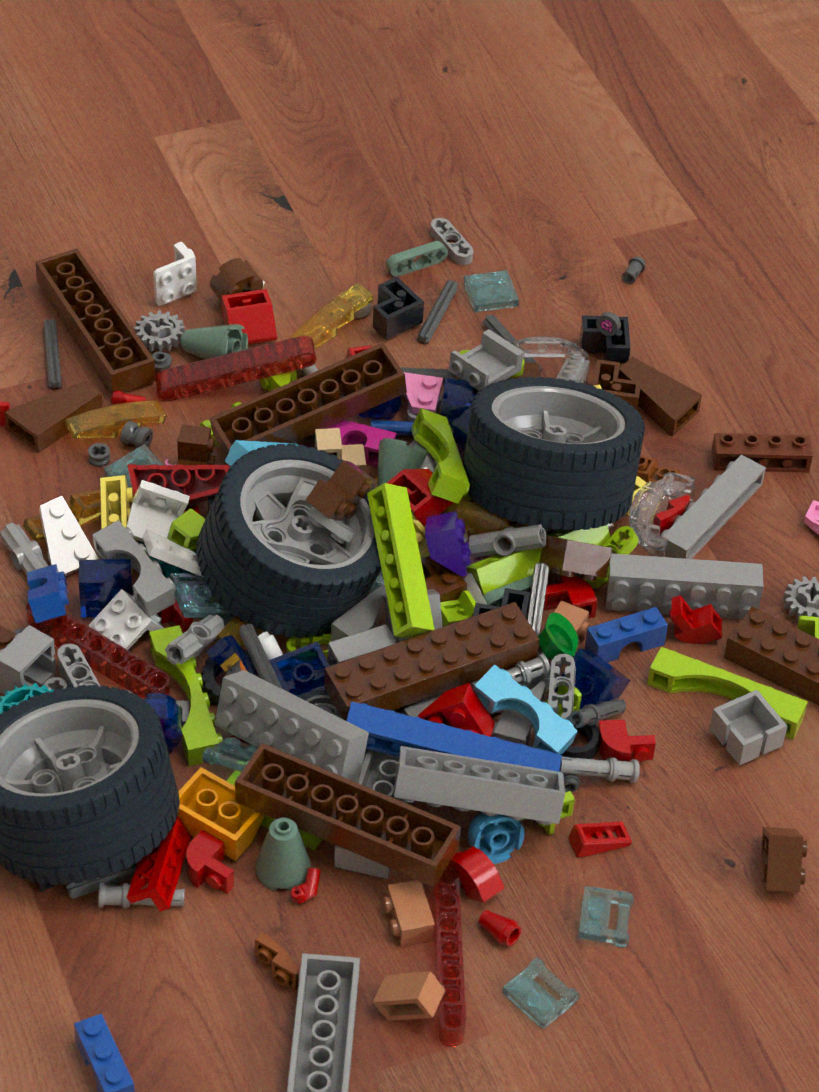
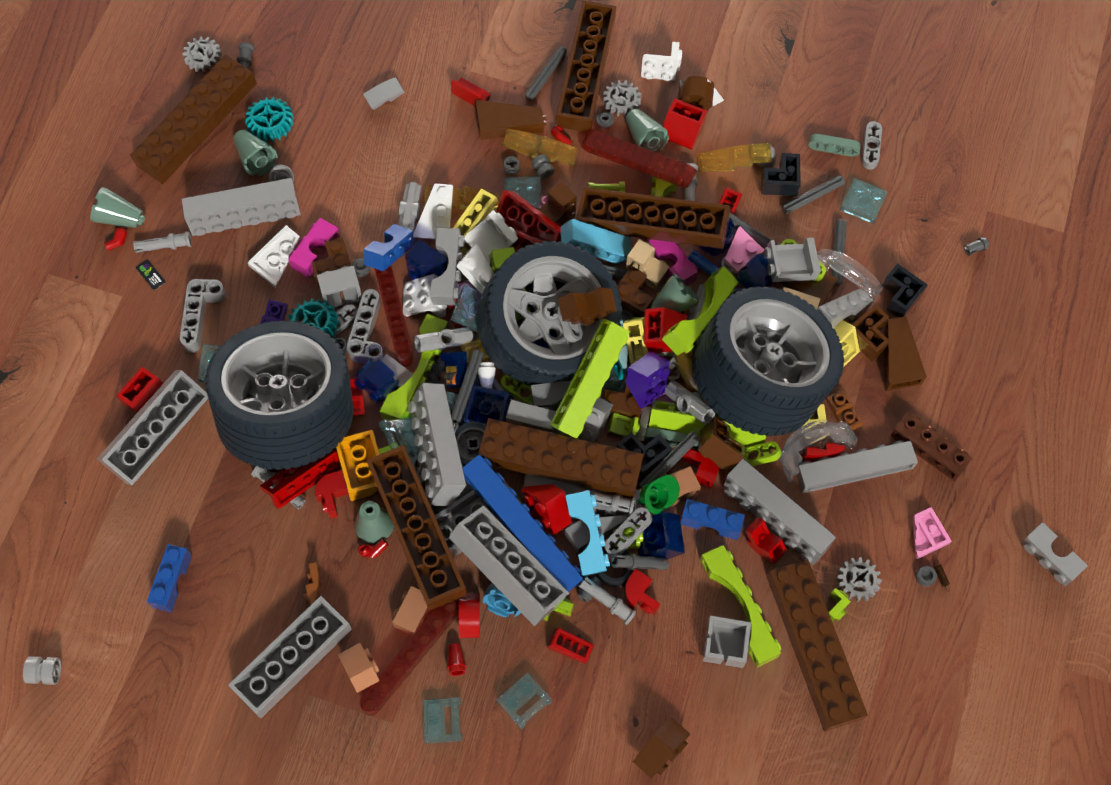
camera: 40 degrees right, 20 degrees up
(608, 323) = (905, 283): dark grey tile -> none

